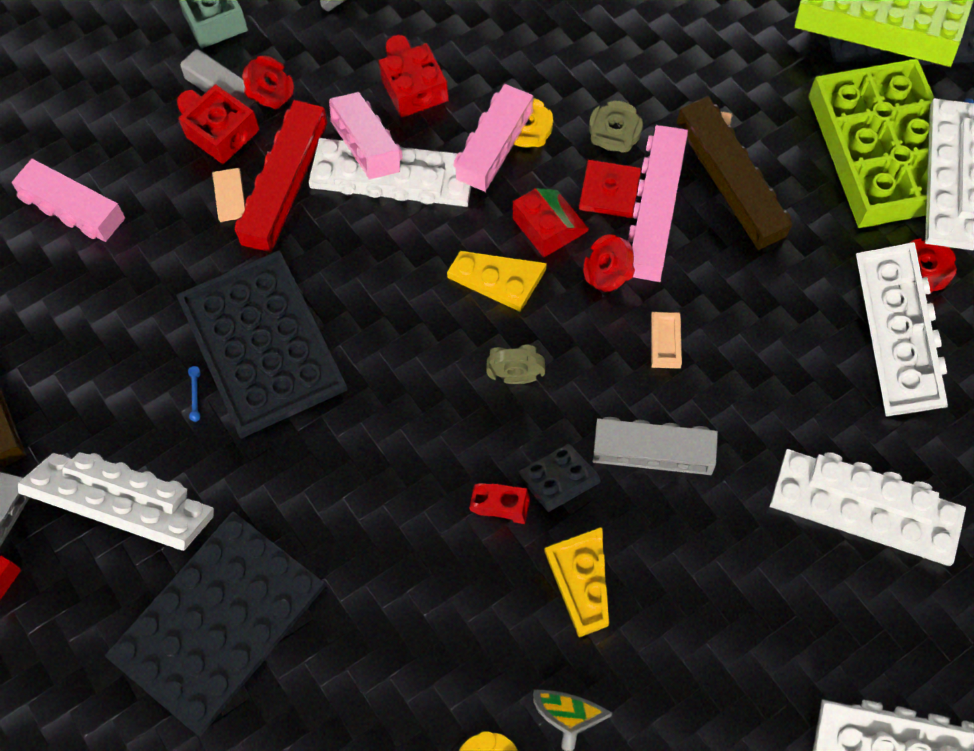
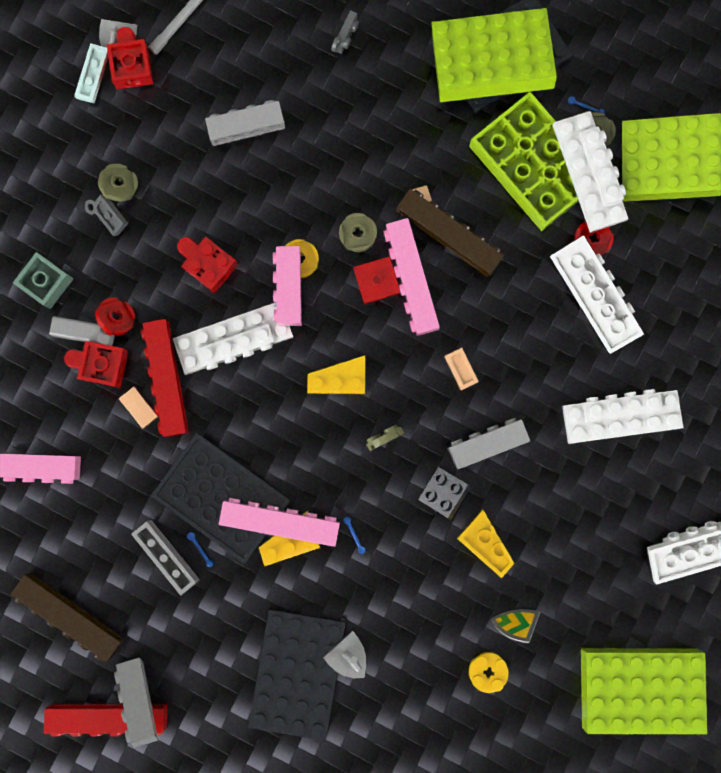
camera: 30 degrees left, 20 degrees up
(118, 497) = (199, 639): white plate -> none
(144, 374) = (165, 557): none -> light grey brick
(299, 633) = (348, 657): none -> light grey shield
(316, 441) = (282, 548): none -> yellow wing
(317, 401) = (279, 523): none -> bright pink brick
(365, 135) = (205, 327): bright pink brick -> none
(403, 499) = (361, 549): none -> blue hinge
(500, 501) = (418, 524): red leg -> none
(547, 220) = (351, 323): red slope -> none
(620, 268) = (413, 335): red plate -> none

